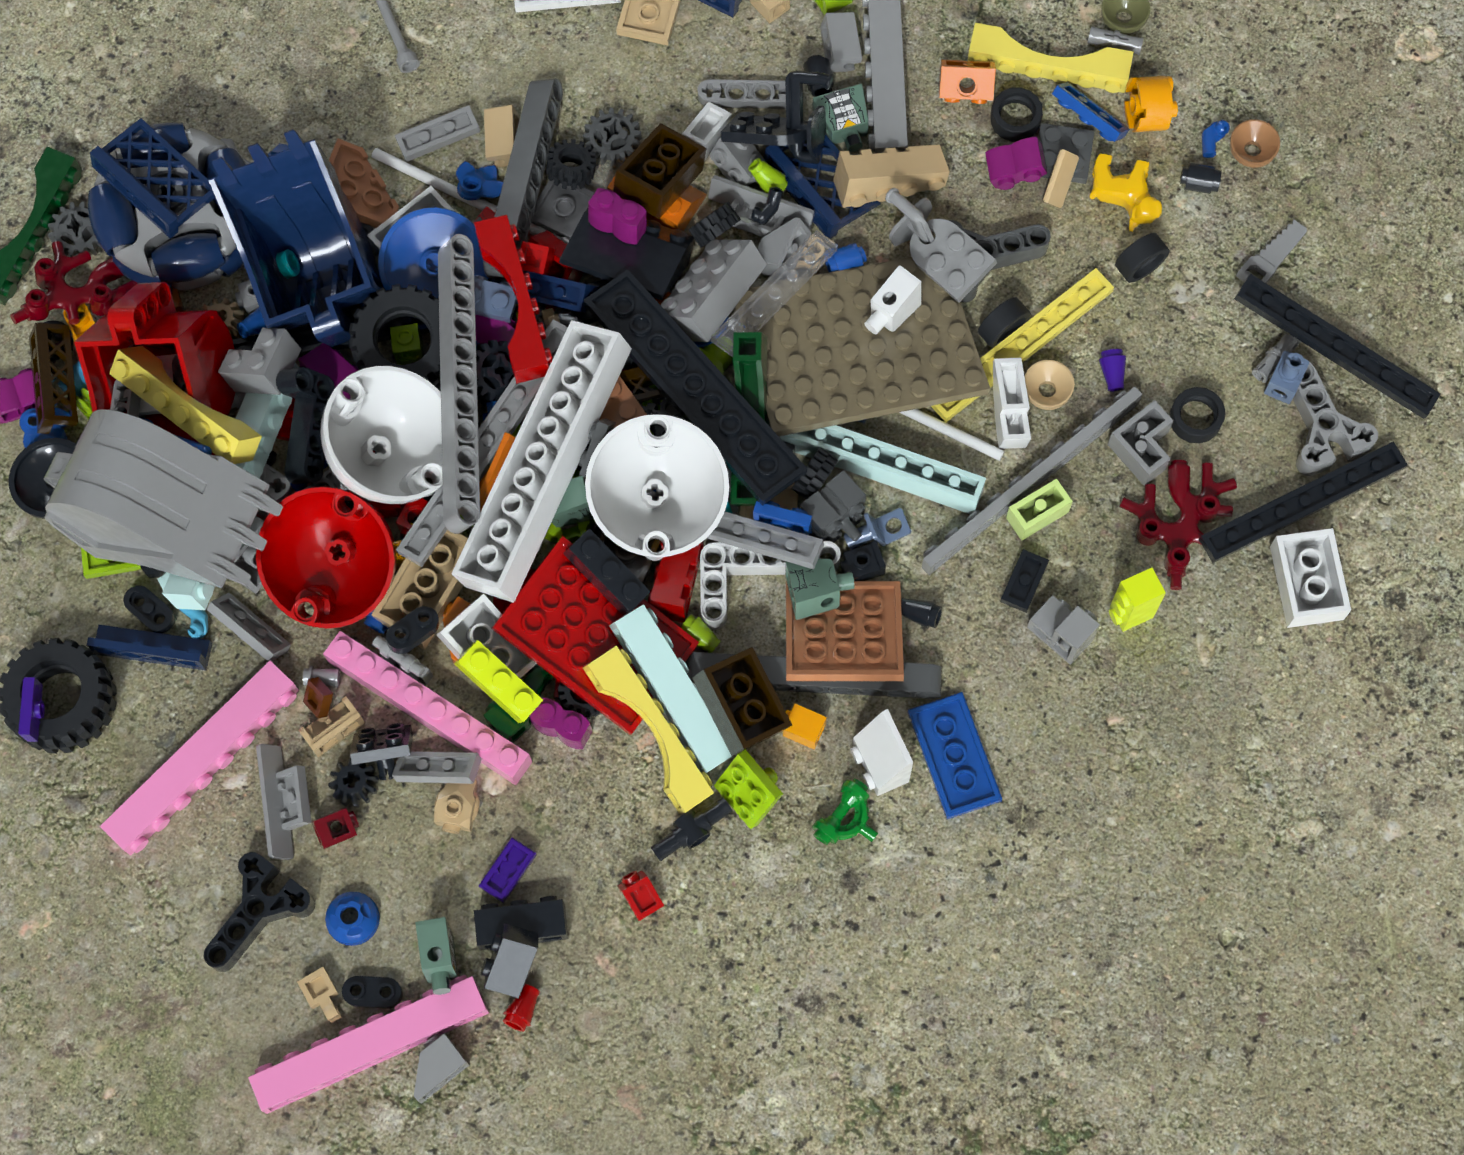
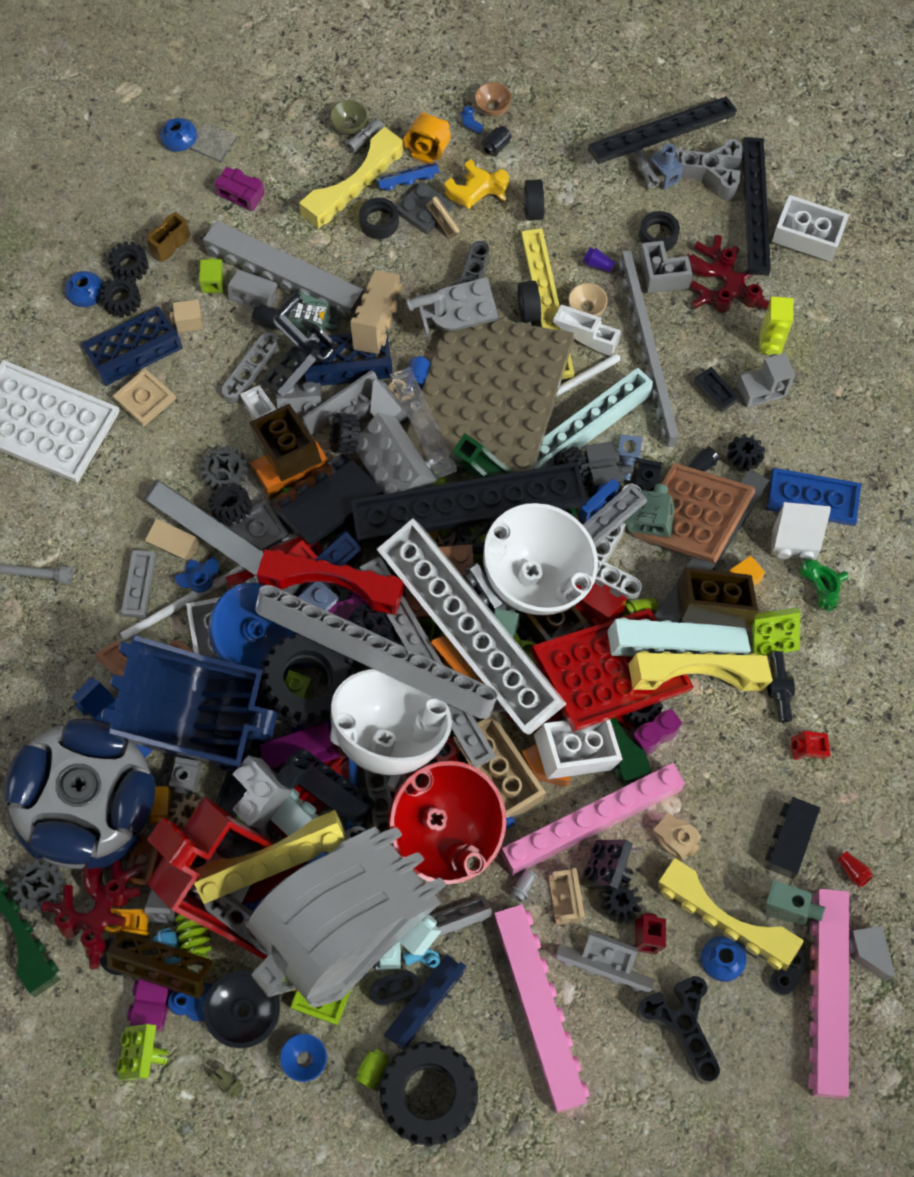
camera: 65 degrees left, 5 degrees down
(26, 554) = (298, 1045): none -> blue piece
(31, 709) = (442, 1110): dark purple plate -> none
(58, 628) = (372, 1069): none -> lime brick
(133, 187) = (60, 804): dark blue fence -> none
(216, 286) = (161, 806): none -> light orange brick
(252, 324) = (208, 784): blue cone -> none
(288, 263) = (179, 738): teal tile -> none
(318, 697) = (541, 894): reddish brown plate -> none
(319, 991) = (770, 1010): tan plate -> none
(404, 838) = (772, 943): none -> light yellow arch
(405, 661) = (542, 819): light grey plate -> none
(413, 628) = (535, 790): black plate -> none
(437, 767) = (648, 831): light grey plate -> none
(498, 681) = (616, 748): neon yellow brick -> none
(507, 870) = (746, 827): dark purple plate -> none
(510, 960) = (822, 854): brick -> none
(606, 572) = (578, 630): black brick -> none
(617, 216) = (304, 486): magenta brick -> none
(767, 175) = (328, 384): lime cone -> none
(770, 208) = (352, 394): black arm -> none
(894, 301) = (481, 349): white torso -> none
(955, 70) = (326, 235): brick -> none
(961, 642) = (750, 459): none -> black gear
(1016, 163) = (416, 235): magenta brick -> none
(1039, 509) = (674, 352): yellowish green brick -> none
(1274, 253) = (573, 134): light grey piece -> none

